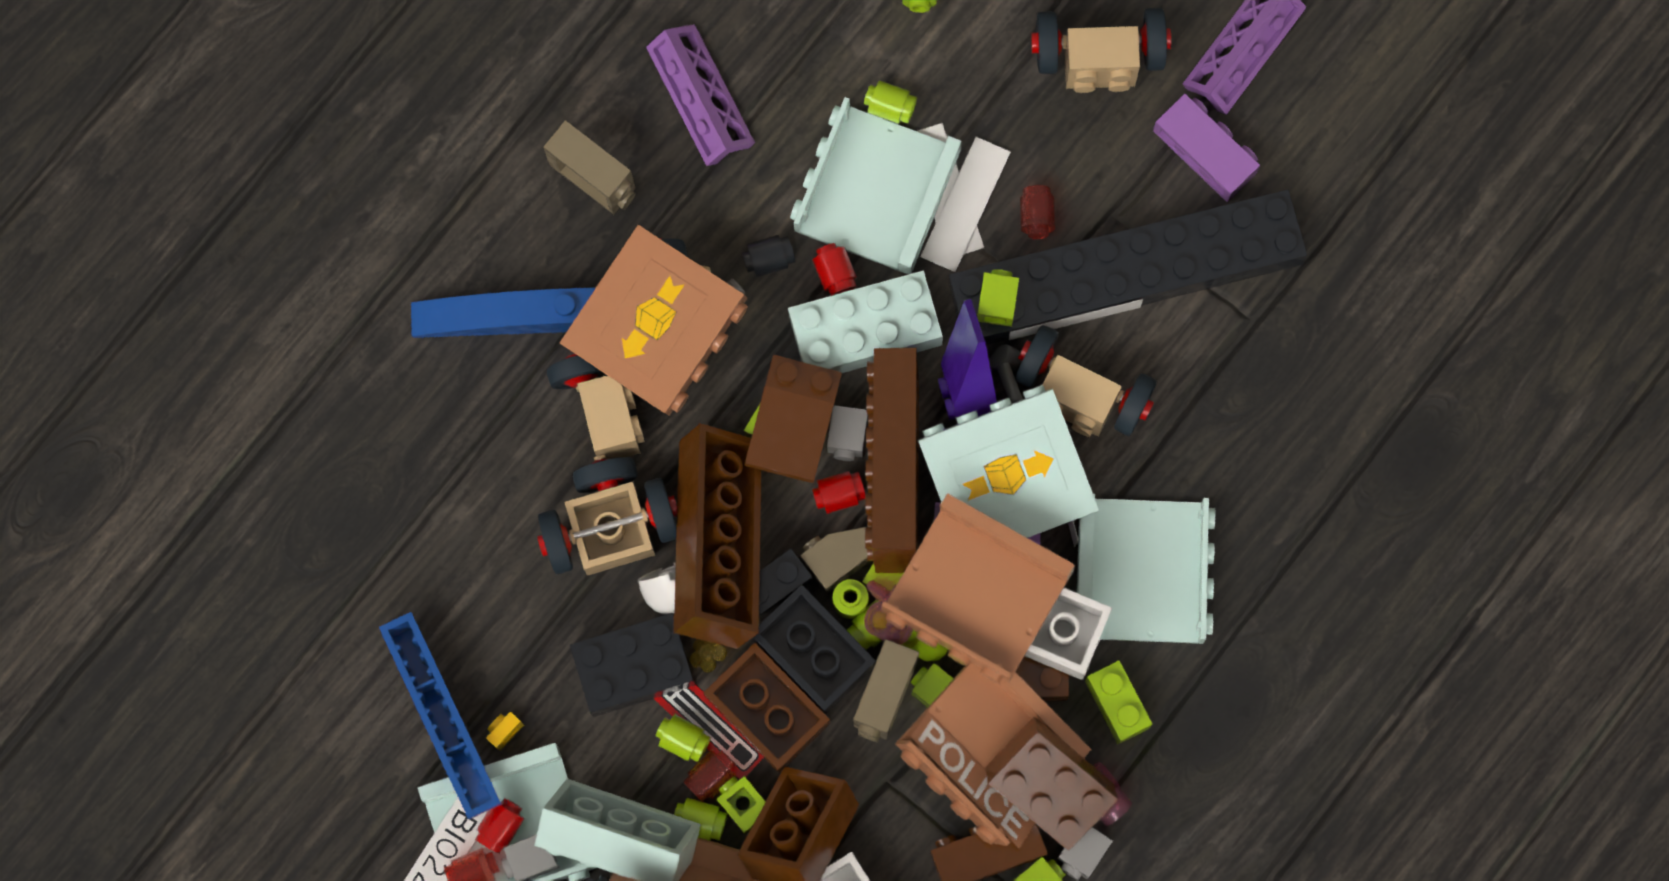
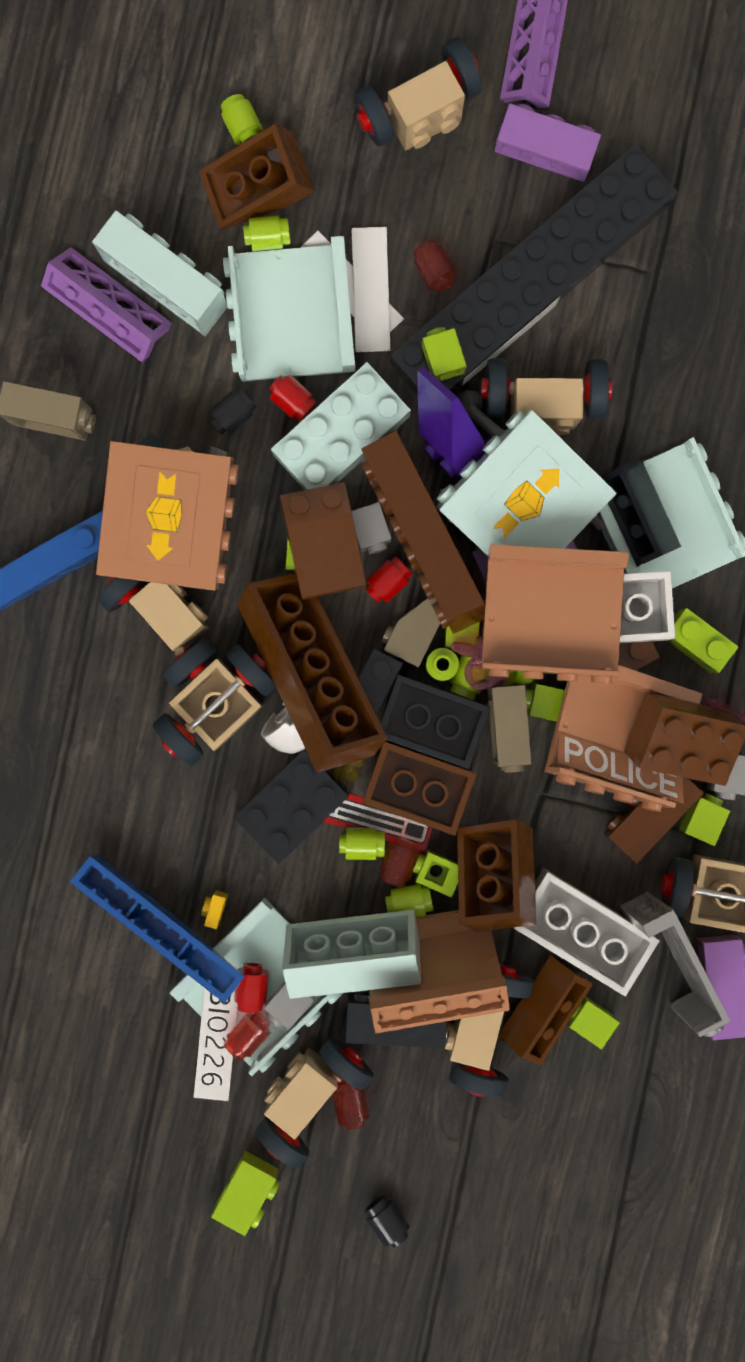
camera: 30 degrees left, 10 degrees up
(767, 91) = (160, 272): none -> light aqua brick
(907, 46) = (257, 177): none -> reddish brown slope
(1119, 545) = (640, 513): none -> black brick

